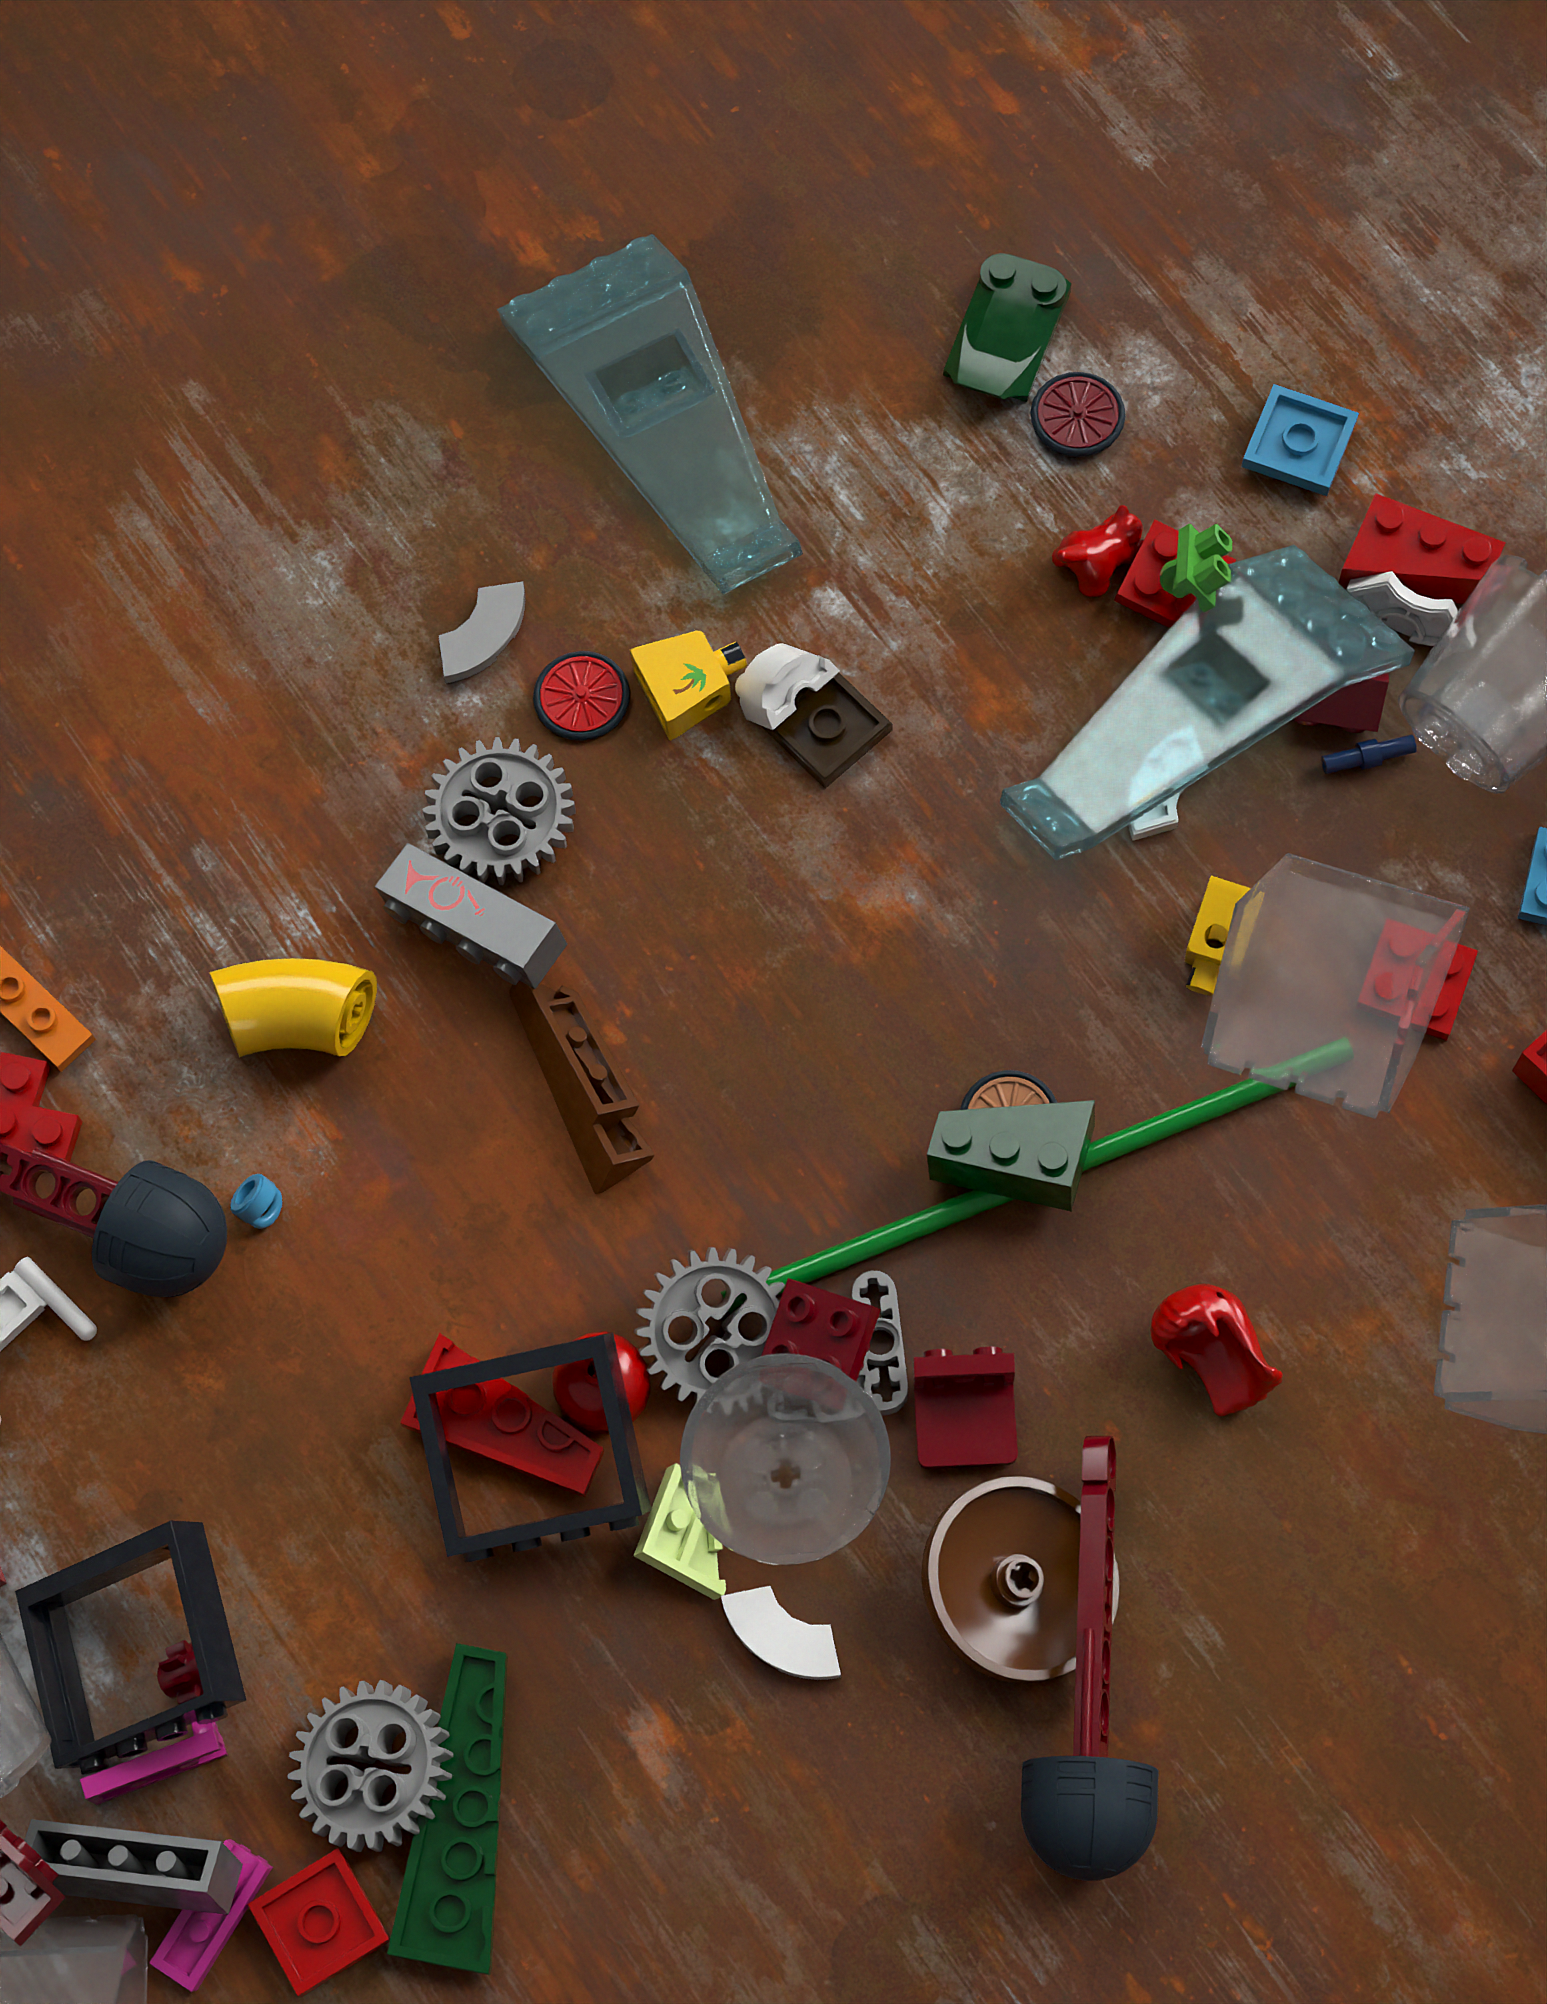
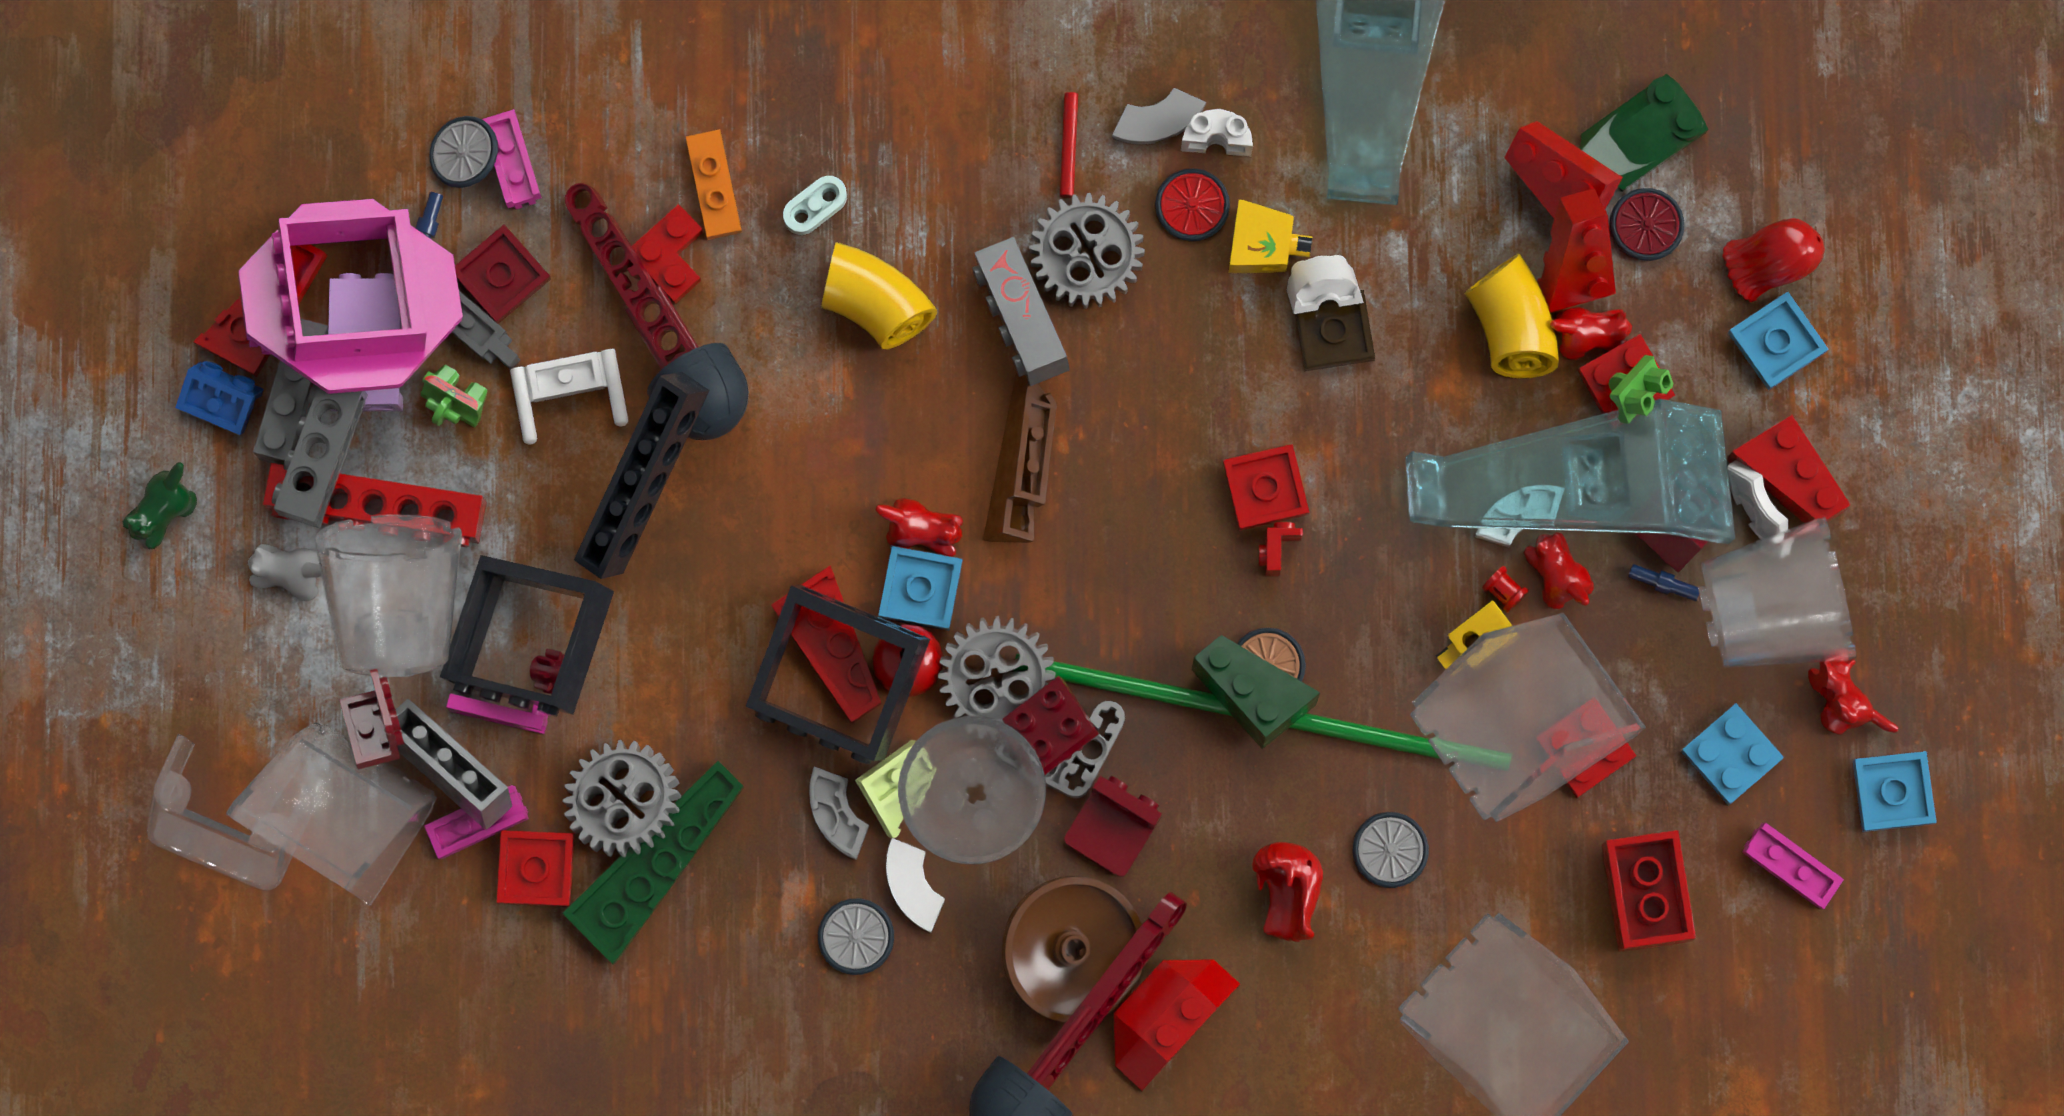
camera: 30 degrees right, 10 degrees up
(148, 1366) = (641, 474): none -> black brick
(160, 958) = (812, 203): none -> light aqua plate
(253, 1200) = (773, 406): dark azure tile -> none
(403, 718) = (1069, 144): none -> red bar
(509, 1224) = (916, 525): none -> red animal
(559, 595) = (1220, 128): none -> white cylinder
(561, 1290) = (920, 588): none -> dark azure plate
(633, 1615) = (833, 813): none -> light grey tile
(756, 1741) = (855, 936): none -> light grey wheel
(871, 931) = (1266, 487): none -> red plate
(926, 993) = (1270, 553): none -> red bracket
(960, 416) = (1557, 167): none -> red wedge
(1017, 587) = (1515, 321): none -> yellow brick
(1035, 472) = (1579, 254): none -> red wedge
(1179, 1586) = (1167, 1014): none -> red wedge
(1202, 865) = (1505, 589): none -> red bush
(1233, 360) = (1773, 257): none -> red piece
(1256, 814) = (1561, 573): none -> red animal
(1289, 1230) = (1390, 849): none -> light grey wheel

